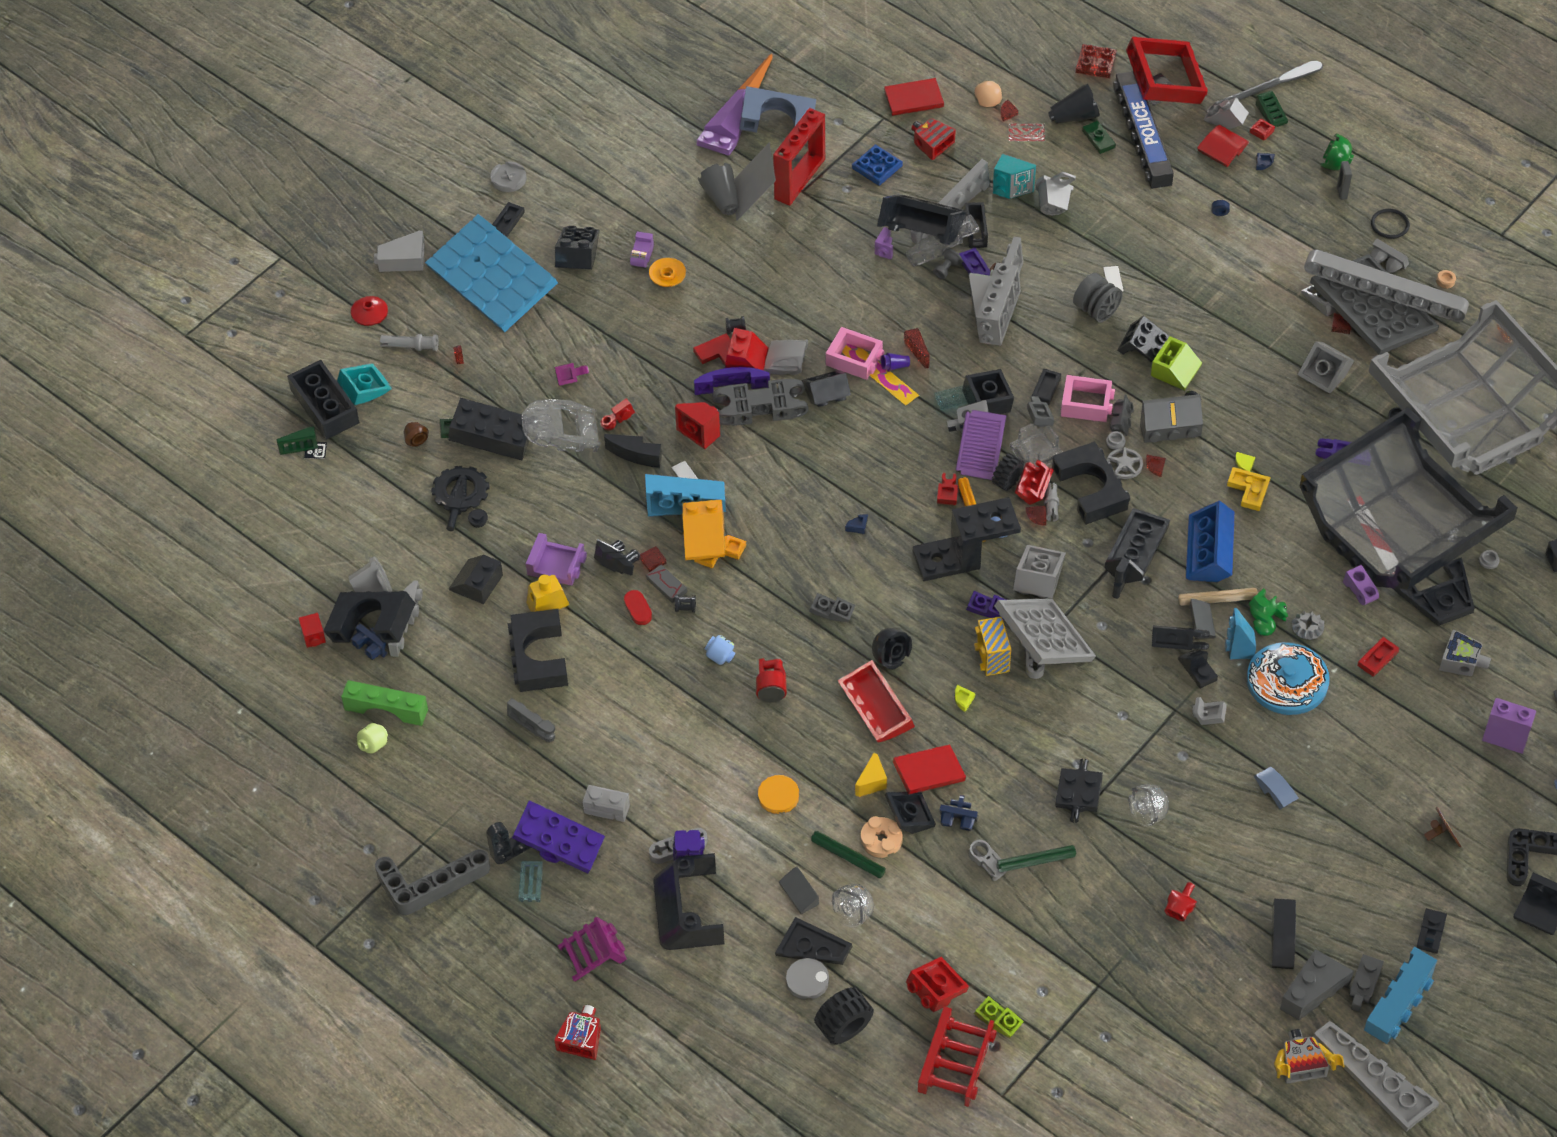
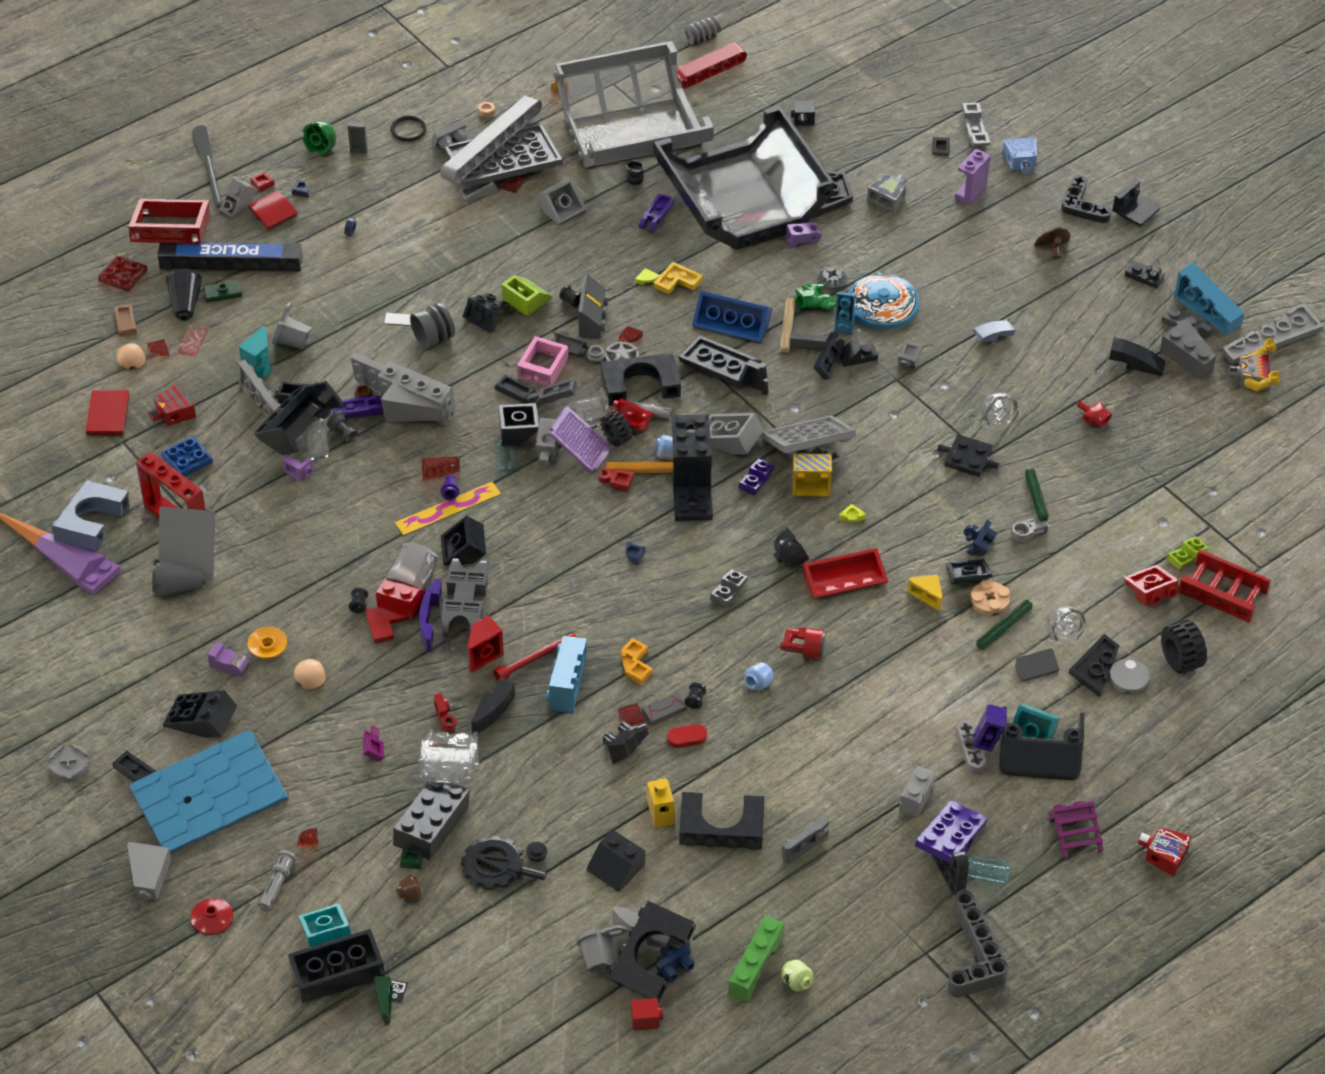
camera: 80 degrees left, 5 degrees down
(555, 560) = (613, 791): medium lavender panel -> none
(642, 312) = (310, 674): none -> light nougat hair
(676, 450) = (504, 671): none -> red piece
(684, 471) = (532, 674): white sticker -> none
(703, 530) = (615, 663): light orange slope -> none
(711, 894) = (1036, 722): none -> teal slope
(778, 794) = (929, 663): light orange tile -> none
(850, 365) = (421, 527): bright pink window -> none
(929, 769) = (928, 549): red tile -> none
(1035, 78) = (125, 320): none -> medium nougat tile
(1037, 514) = (663, 423): clear red tile -> none
(1269, 99) = (237, 169): dark green slope -> none
(1378, 656) = (877, 241): red plate -> none

